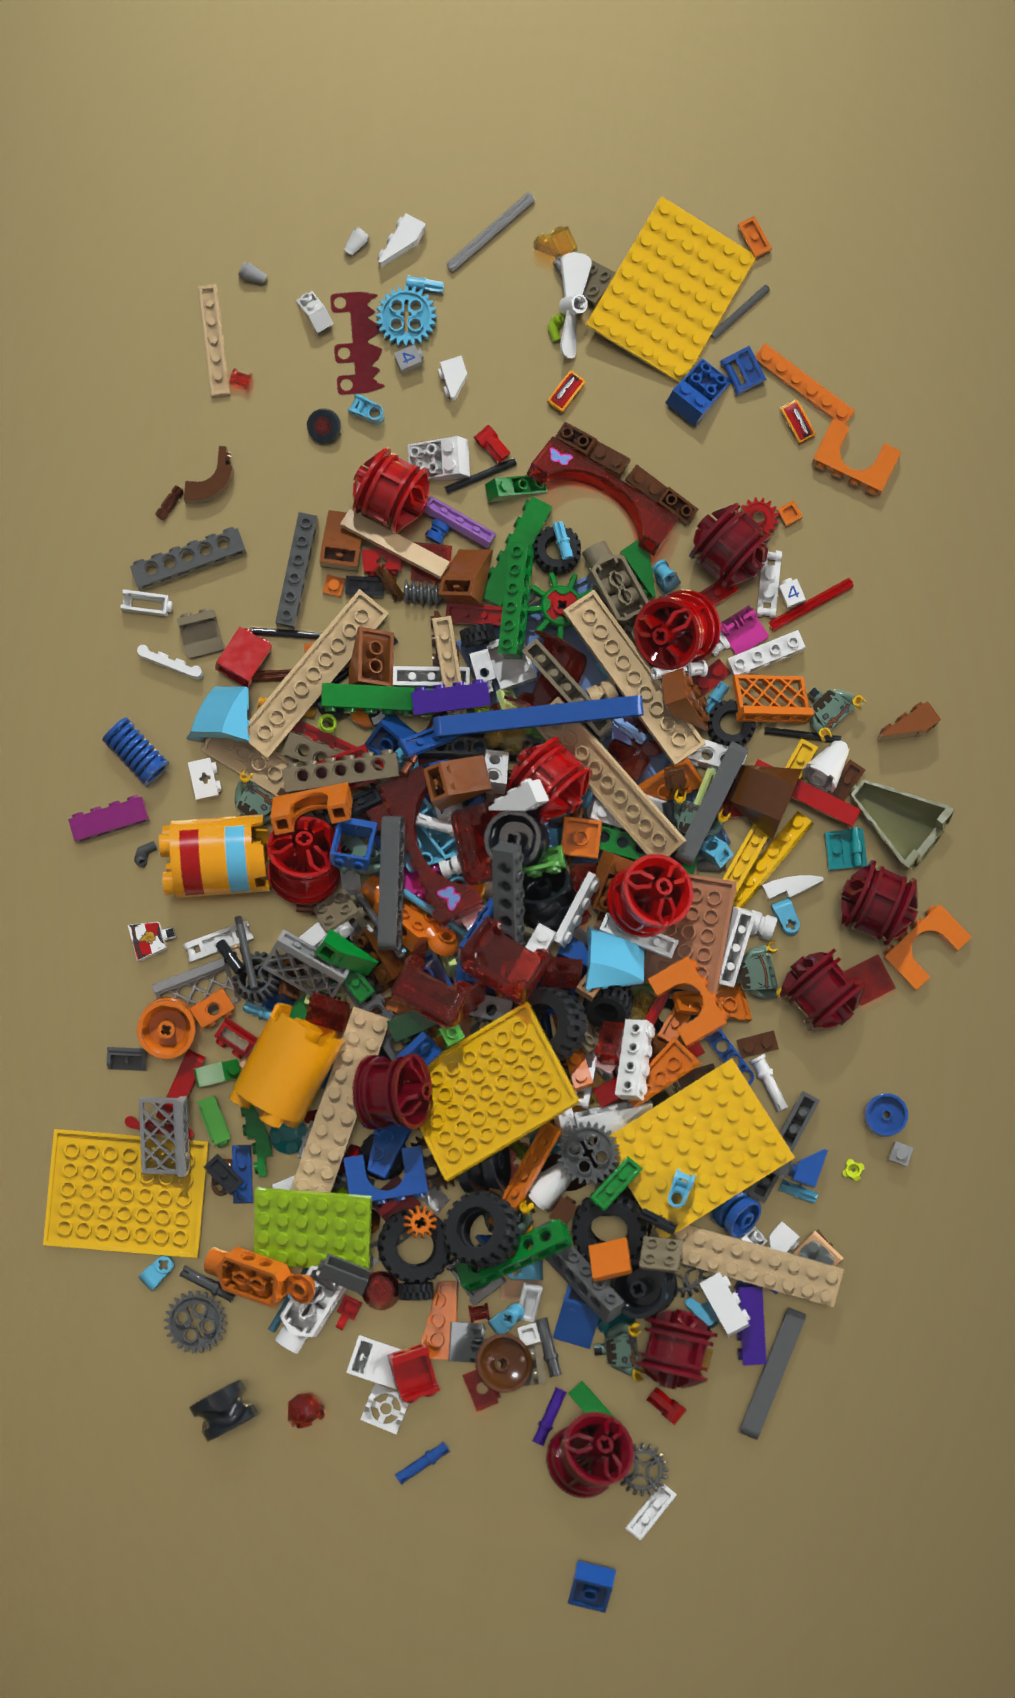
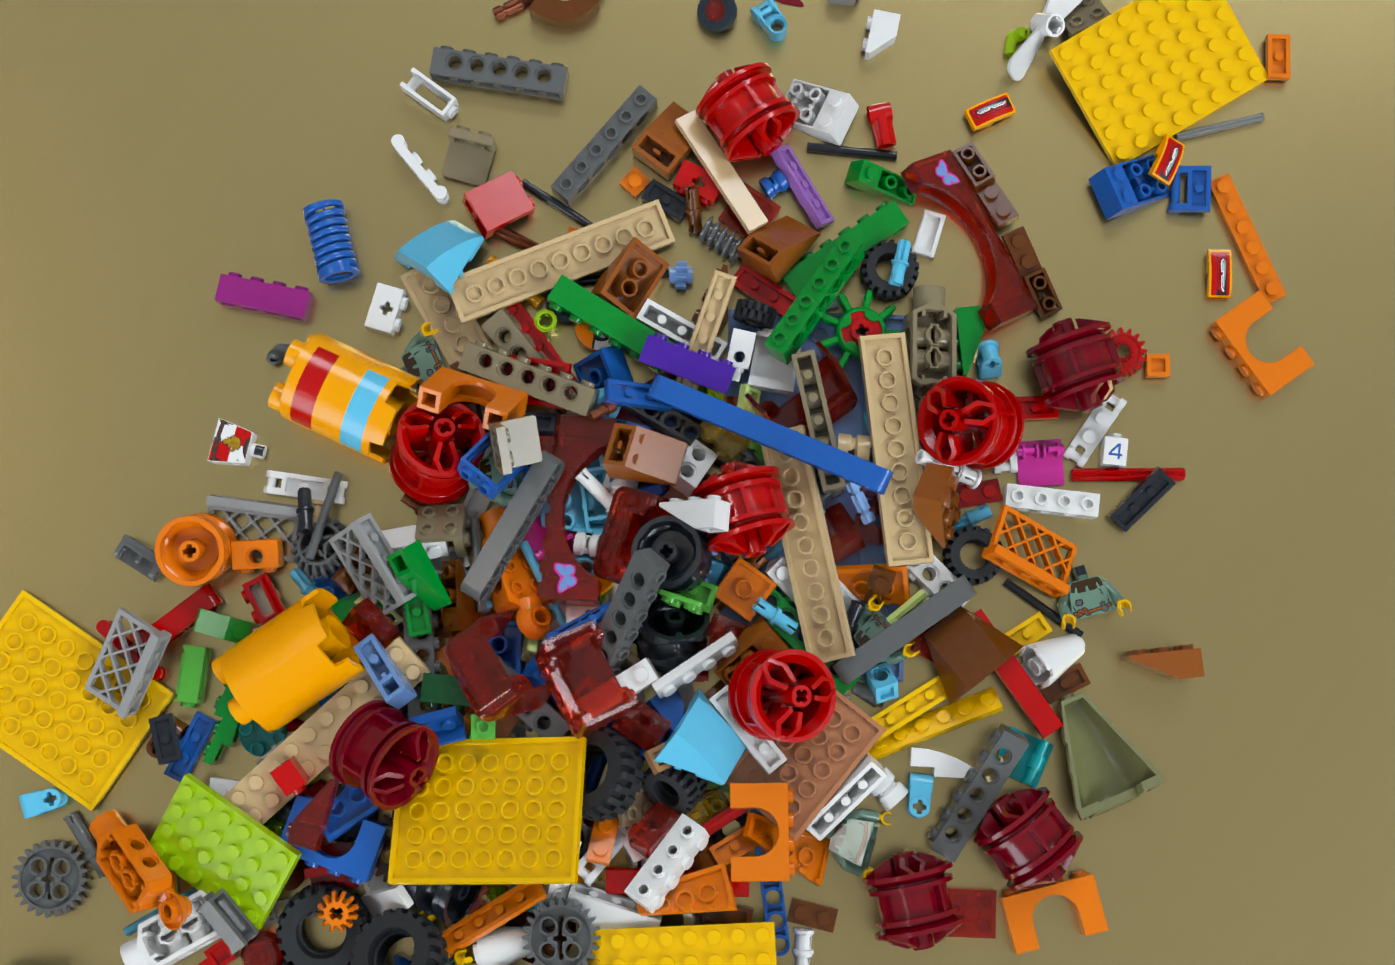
camera: 30 degrees right, 0 degrees up
(332, 1147) = (290, 777): none -> red brick
(358, 1035) = (384, 672): none -> medium blue slope
(362, 821) = (515, 443): none -> bracket
(366, 1170) = (311, 823): none -> clear red slope
(406, 635) = (681, 275): none -> medium blue gear
(448, 1196) = (387, 898): none -> white tile
(570, 506) = (928, 234): none -> white tile
(613, 844) = (775, 616): none -> medium azure pin
(715, 358) = (1168, 160): none -> slope
(828, 939) = (952, 844): none -> dark grey brick
(830, 617) = (1142, 499): none -> black plate

